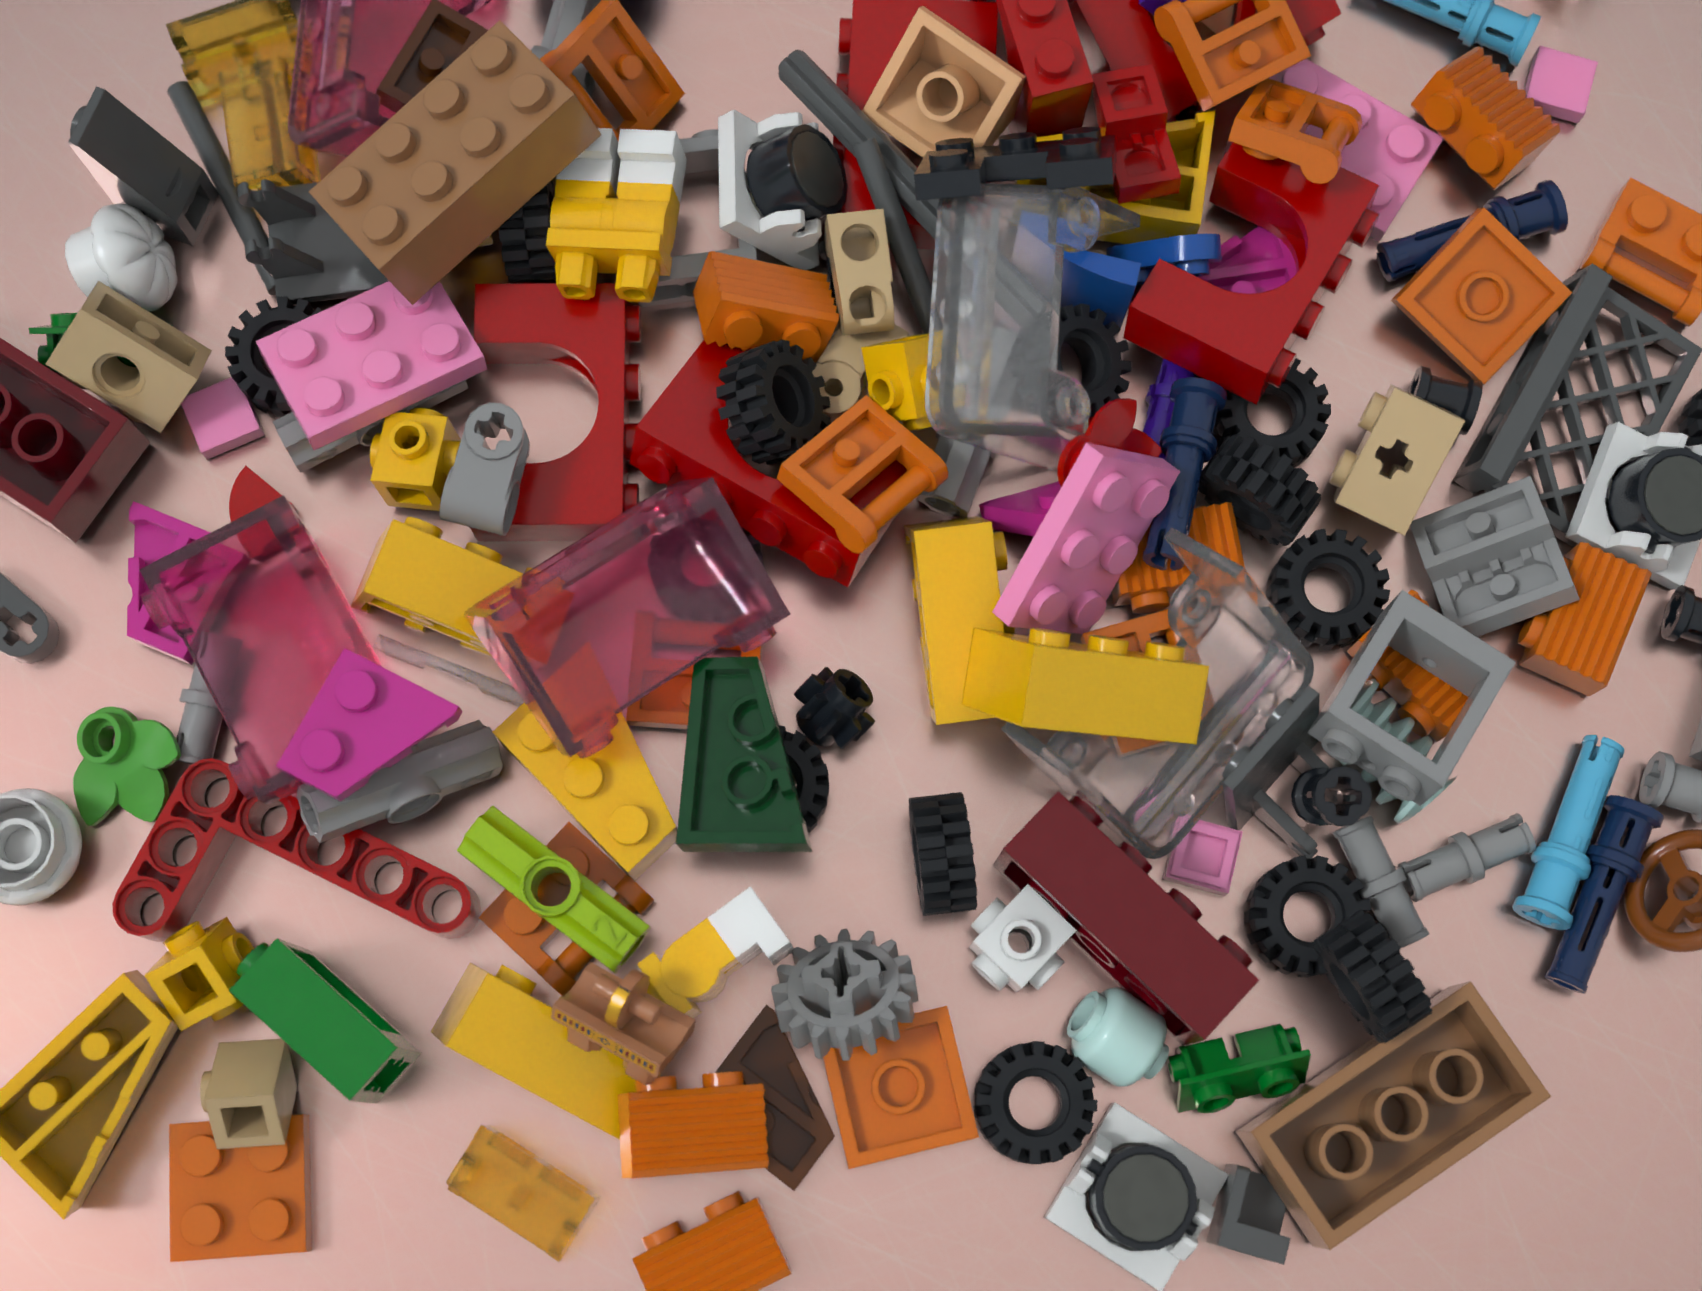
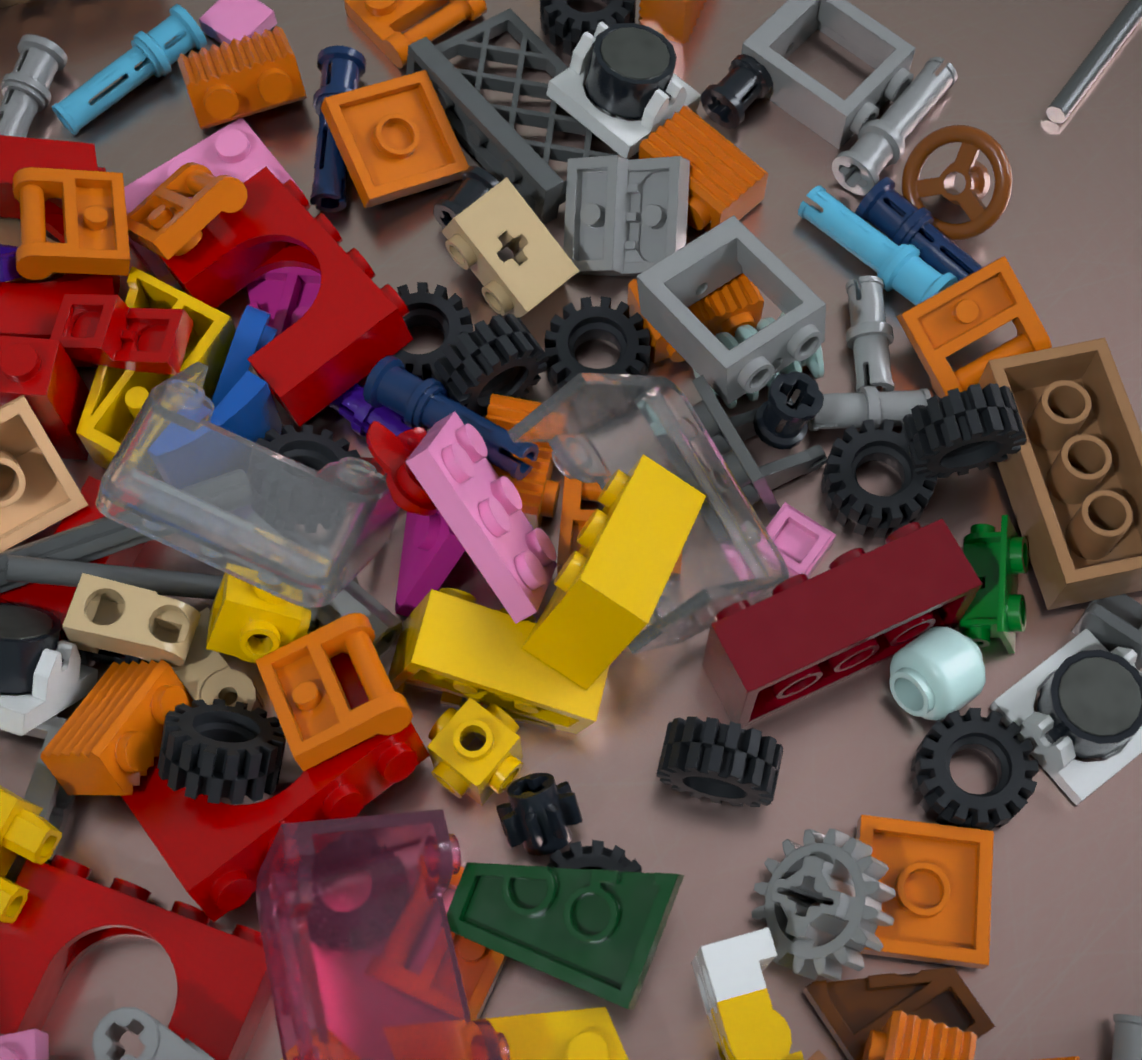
camera: 65 degrees left, 10 degrees down
(865, 649) = (477, 771): none -> yellow brick
(962, 169) = (124, 383): black plate -> none
(1040, 928) = (823, 724): white brick -> none
(1527, 947) = (966, 314): none -> orange plate

